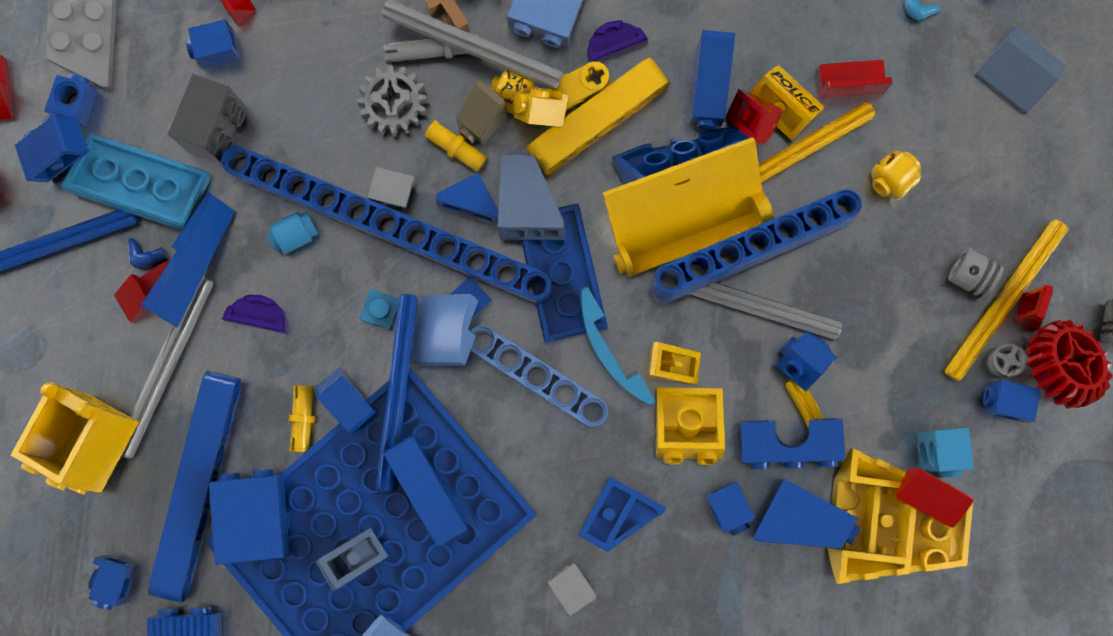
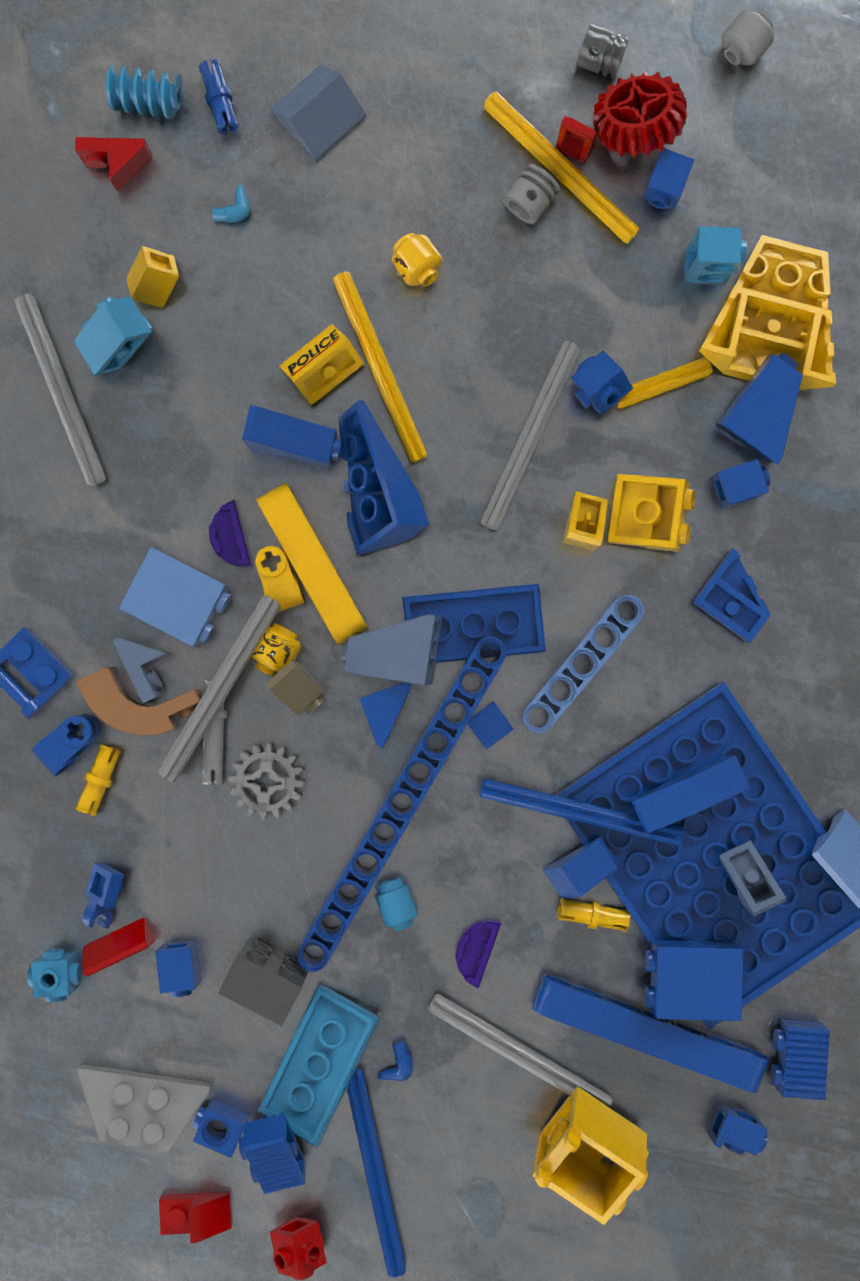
camera: 85 degrees left, 5 degrees up
(135, 290) = (437, 1060): red slope -> none
(194, 252) = (402, 1009): blue slope -> none
(380, 309) = (488, 819): dark azure plate -> none
(391, 187) = (363, 793): light grey panel -> none
(442, 330) = (522, 755): medium blue slope -> none
(456, 146) = (324, 718): yellow pin -> none
(541, 106) = (300, 622): yellow brick -> none
(571, 588) = (803, 656): light grey panel -> none
(633, 382) = (599, 568): dark azure slope -> none
(686, 207) = (428, 482): yellow door -> none
(753, 116) = (336, 399): red slope -> none
(764, 447) = (692, 380): blue arch -> none
(767, 234) = (467, 401): blue beam -> none
(853, 79) = (305, 289): red panel -> none
(933, 497) = (759, 274): red slope -> none
(1012, 358) = (627, 170): light grey wheel -> none

